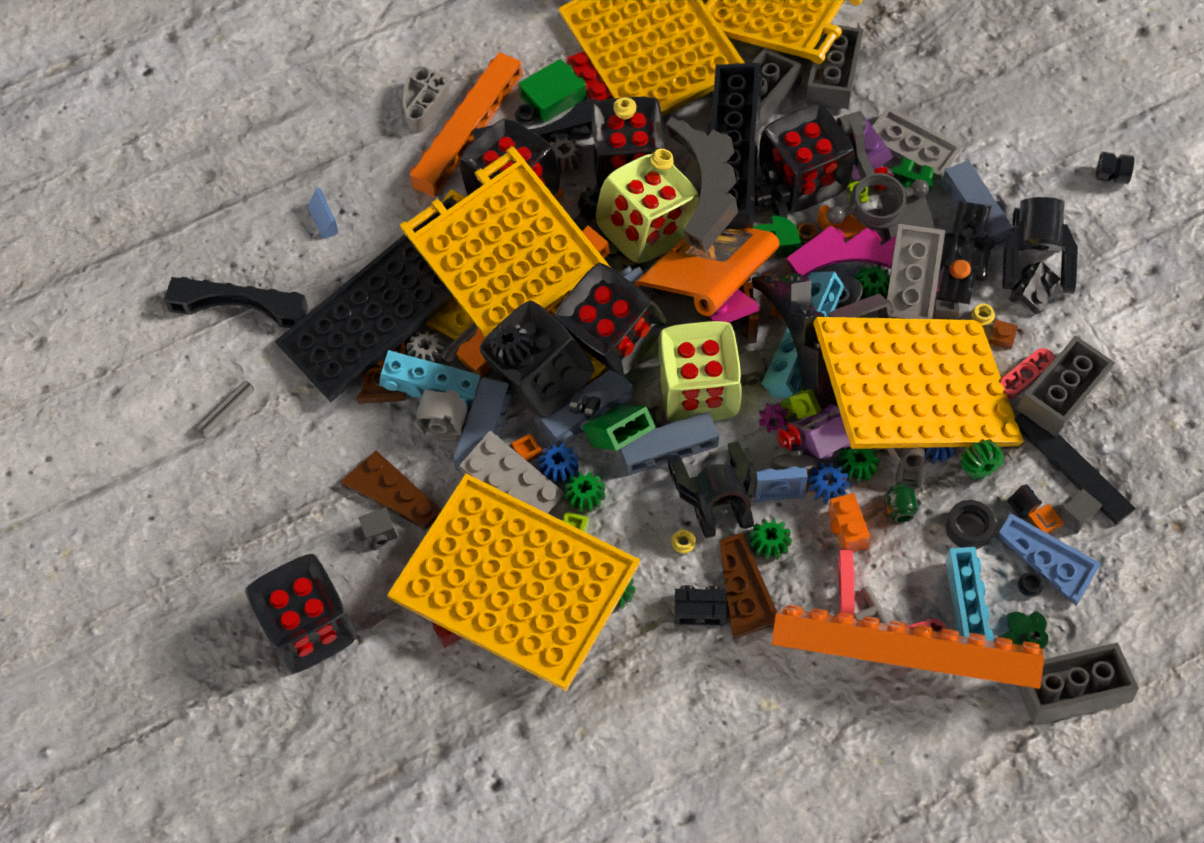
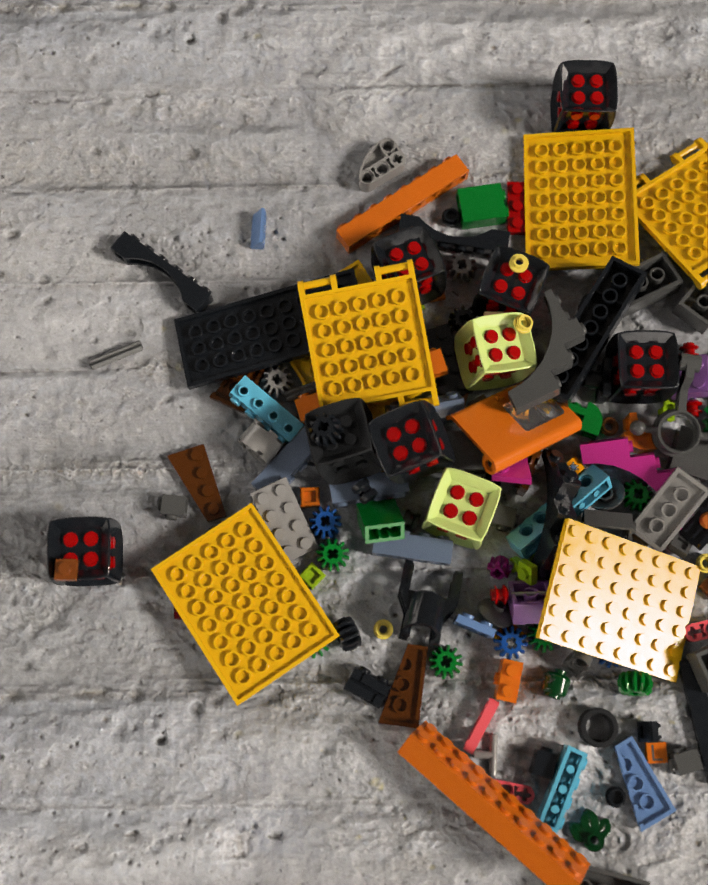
camera: 25 degrees right, 15 degrees up
(292, 626) = (66, 570): none -> dark orange plate
(651, 560) = (349, 634): none -> black gear
(935, 587) = (543, 762): none -> black brick

